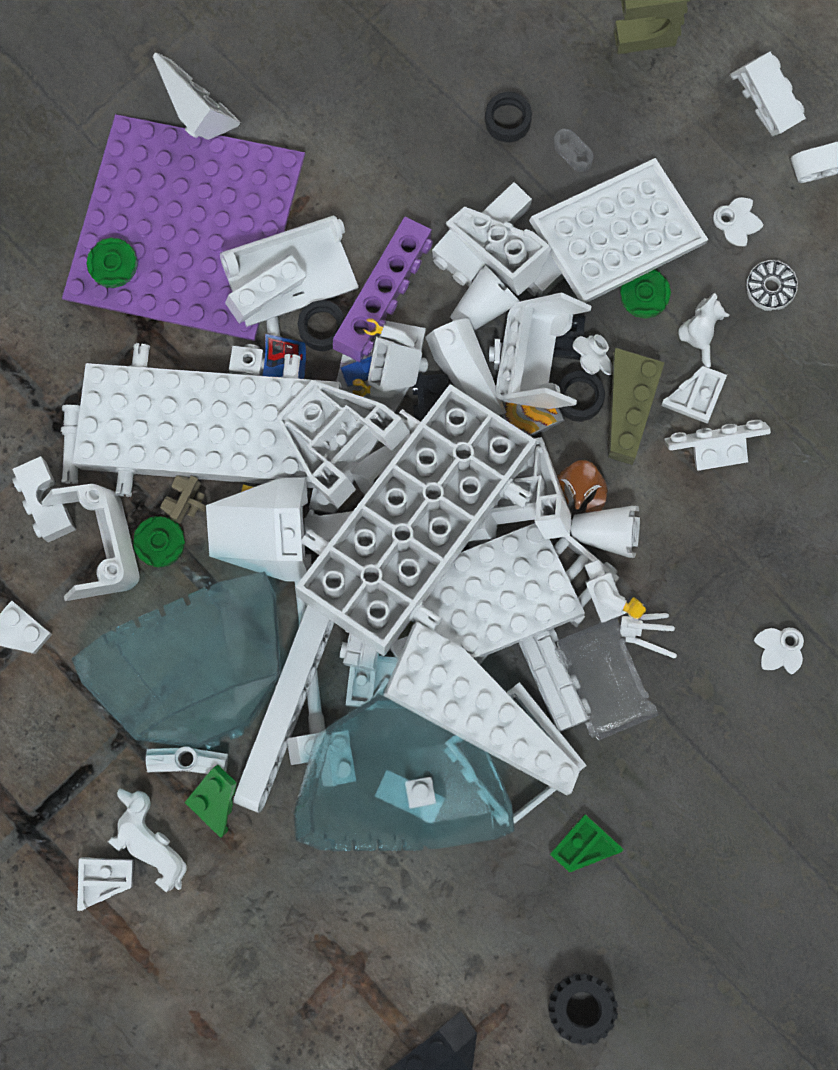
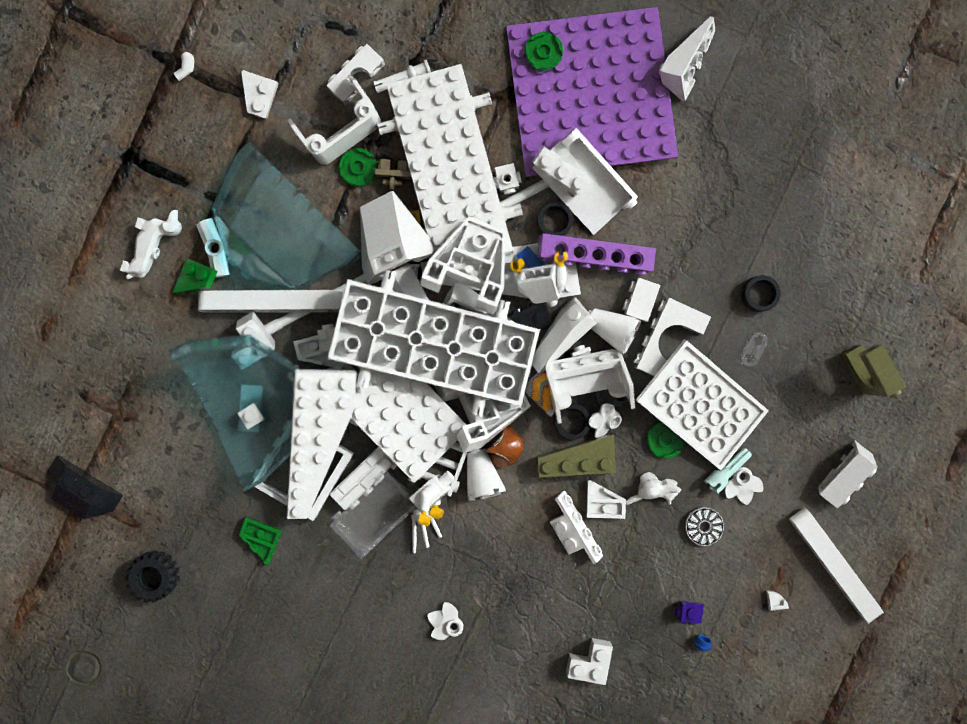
camera: 60 degrees right, 10 degrees up
(102, 879) = (114, 223): white wing -> none
(275, 350) = (523, 195): sticker -> none
(507, 251) = (655, 333): white wedge -> none
(718, 244) = (719, 479): none -> light aqua piece

